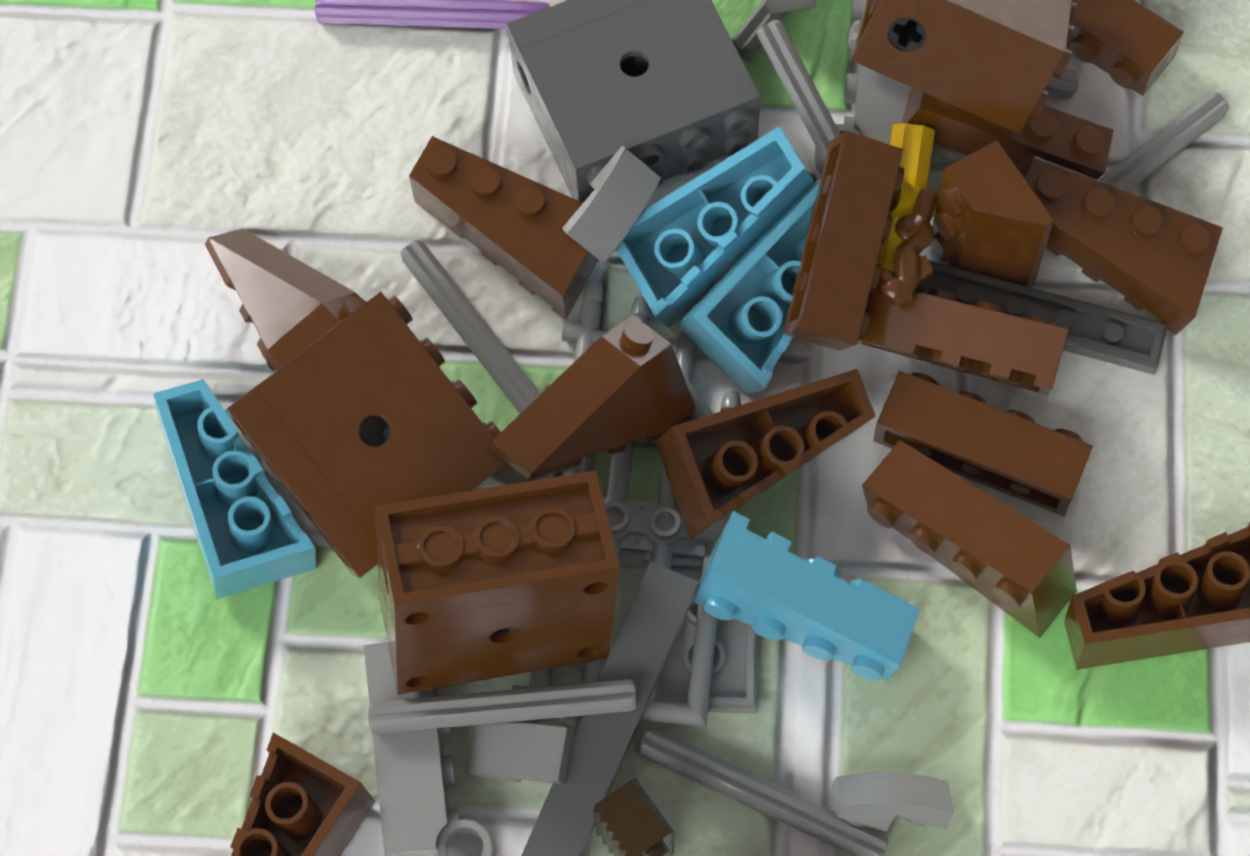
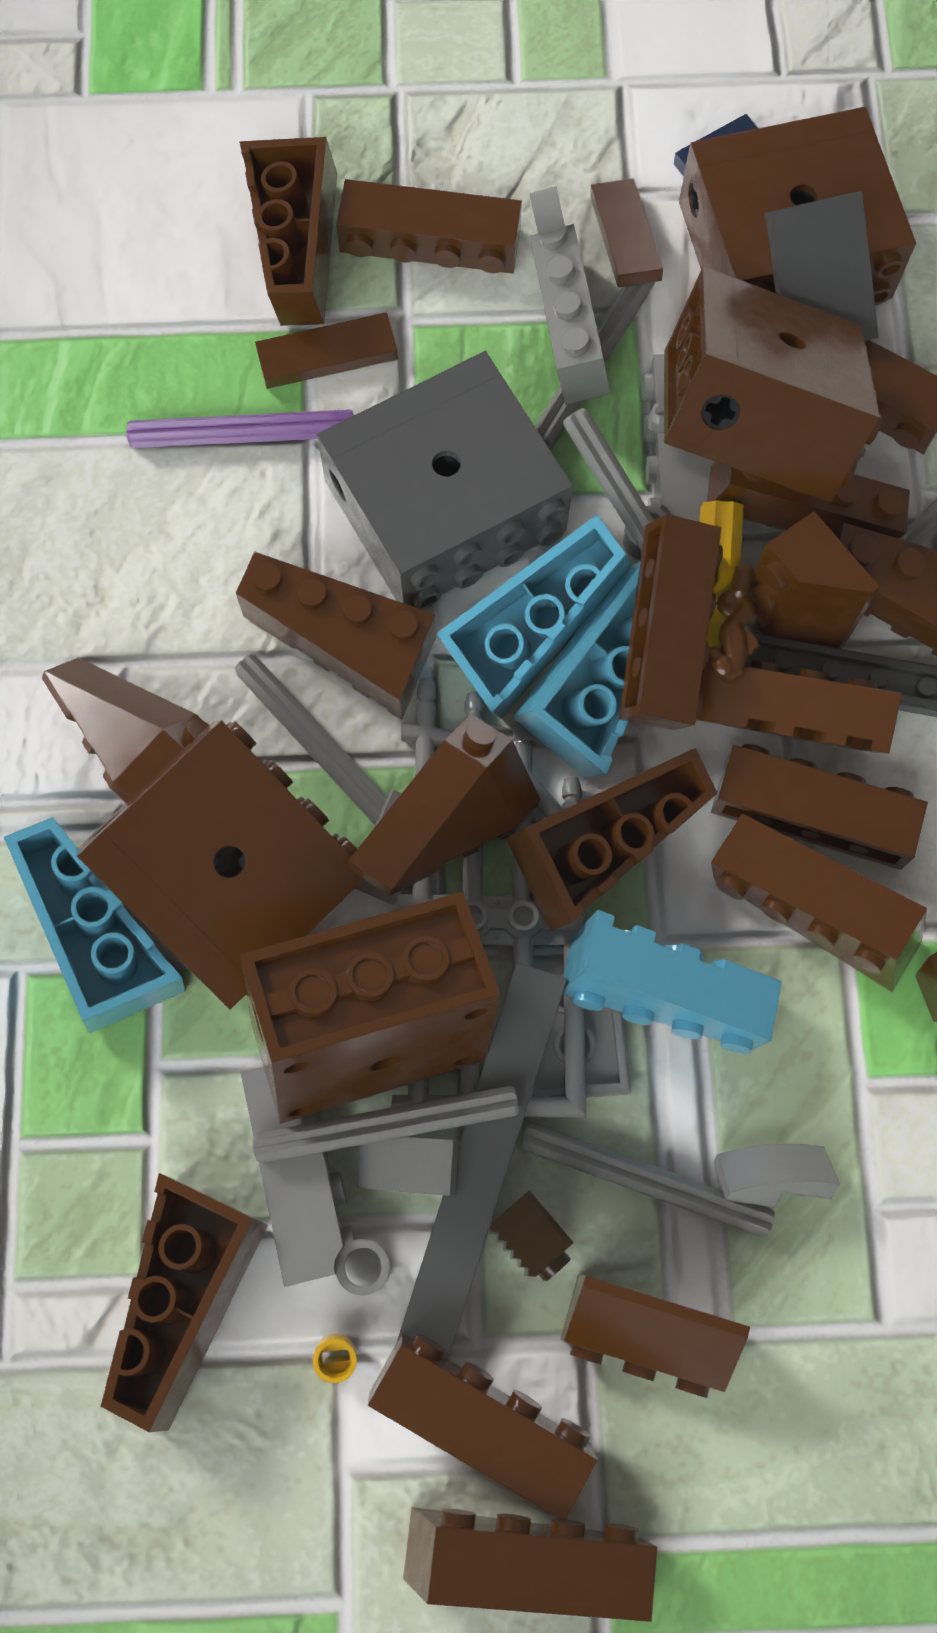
camera: 10 degrees left, 5 degrees up
(614, 205) = (442, 607): light grey slope -> none

